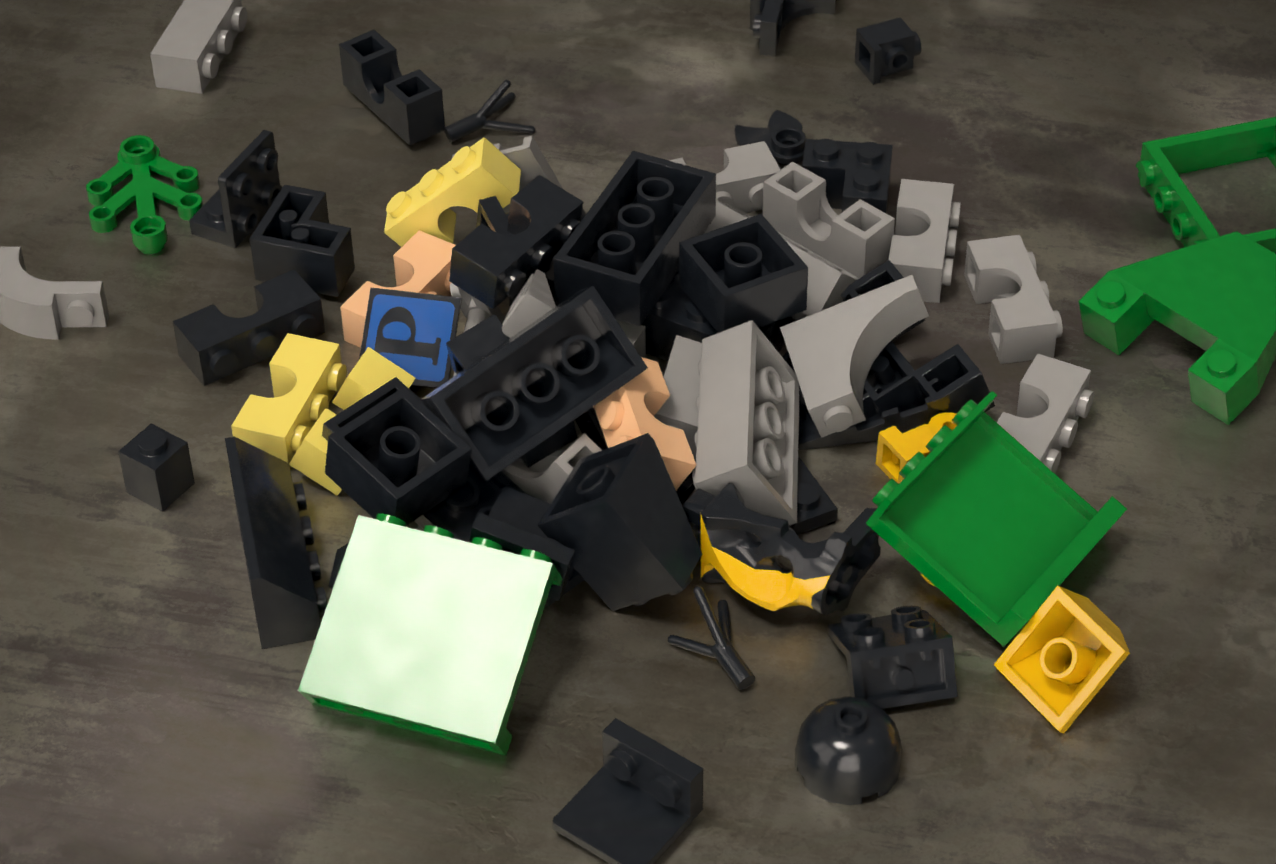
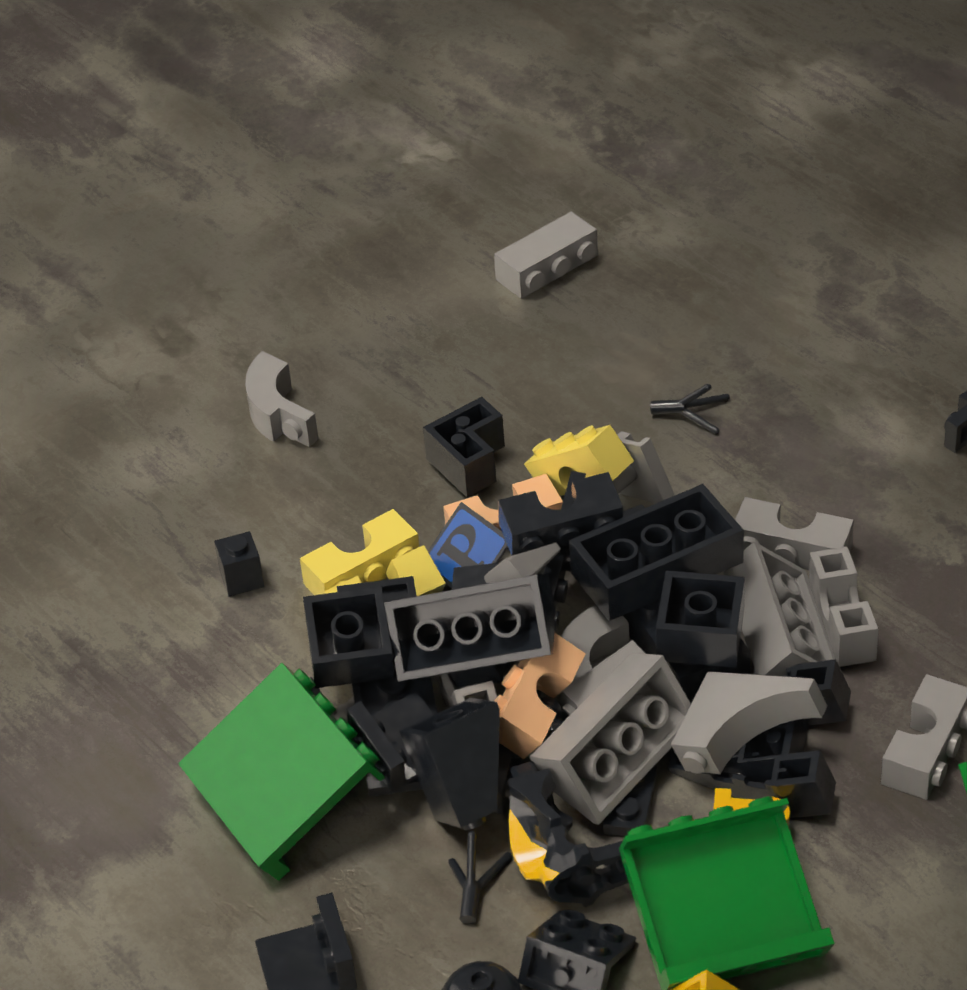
camera: 40 degrees right, 0 degrees up
(138, 157) = (430, 329): green plant -> none
(223, 345) = (413, 495): black arch -> none
(243, 195) = (463, 383): black bracket -> none
(275, 546) = (255, 639): black slope -> none
(405, 103) = (634, 353): black arch -> none
(783, 137) = (881, 525): black plate -> none
(851, 171) = (896, 584): black brick -> none
(924, 235) = (888, 675): light grey arch -> none
(1048, 408) = (880, 834): light grey arch -> none

